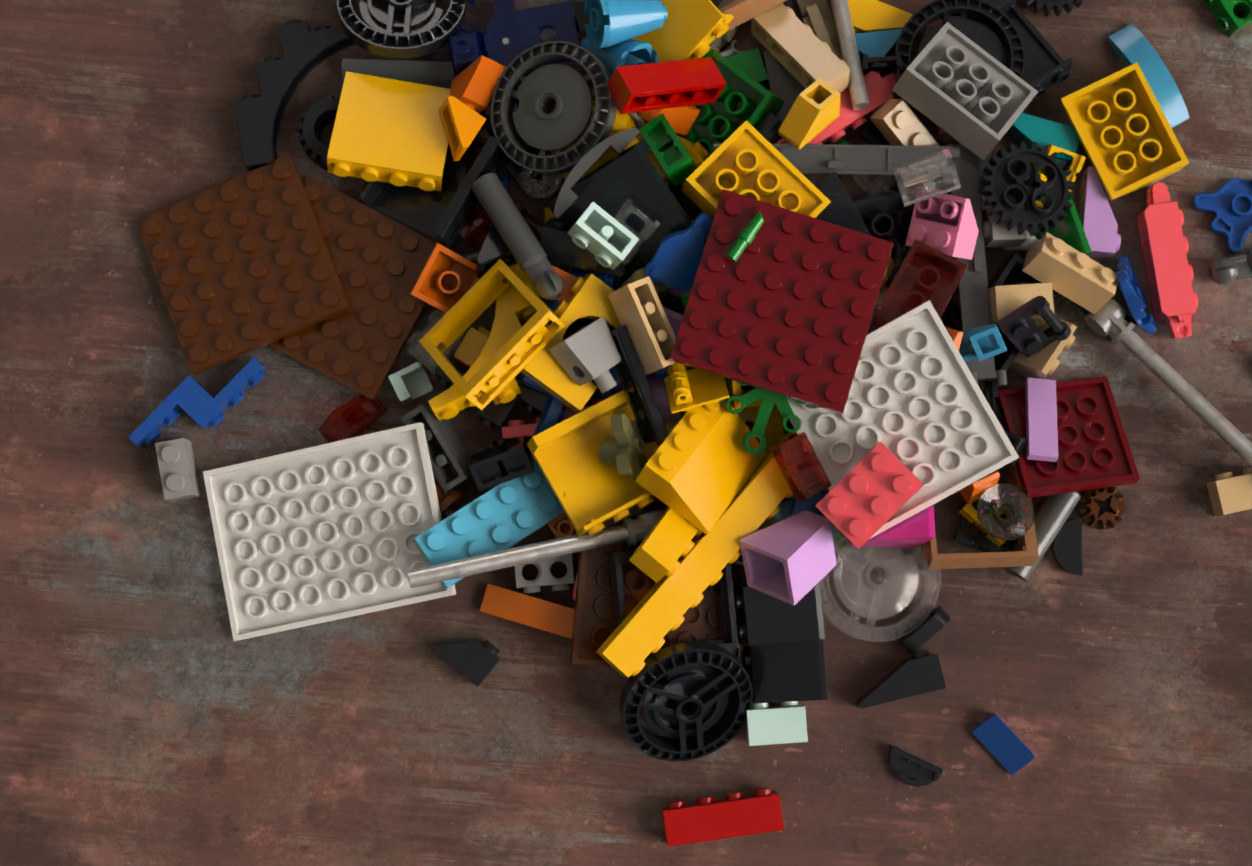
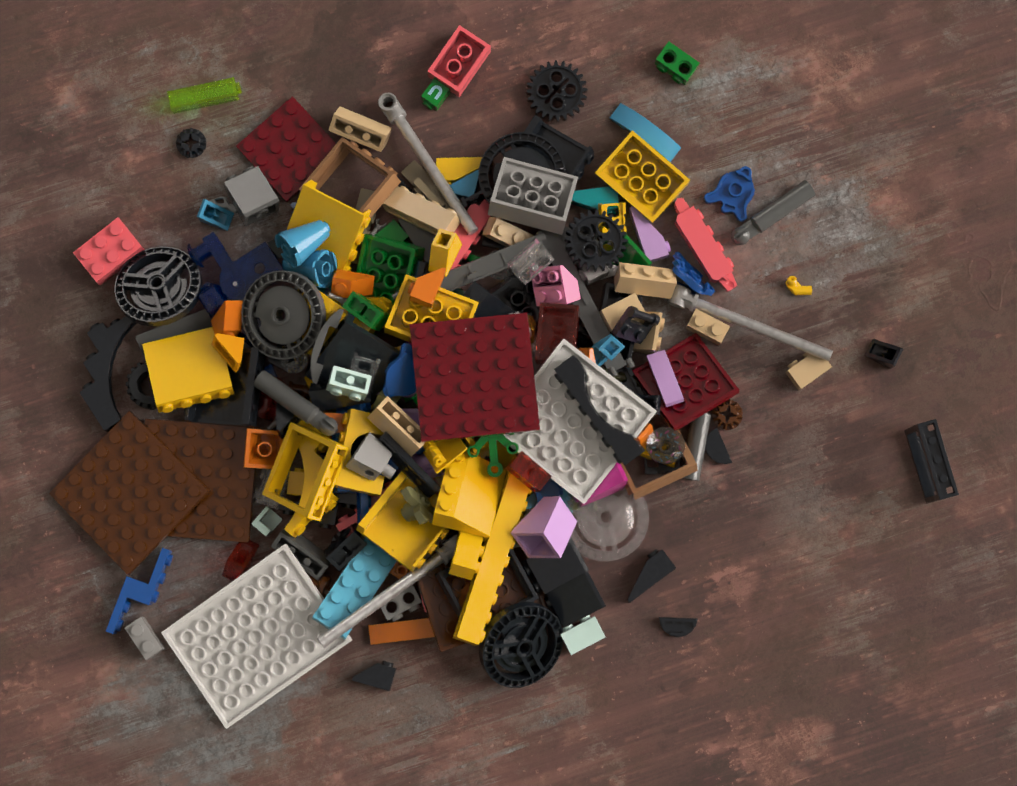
camera: 25 degrees left, 0 degrees up
(665, 85) = (347, 272): red brick -> none
(722, 818) = (574, 706): red brick -> none
(745, 237) = (436, 348): green piece -> none
(768, 149) = (426, 288): none -> orange slope
(869, 495) = (576, 472): coral brick -> none
(935, 621) = (652, 532): black beam -> none
(953, 484) = (574, 377): none -> black arch
(1003, 743) = (726, 587): blue slope -> none
(1126, 375) = (707, 327): none -> tan brick

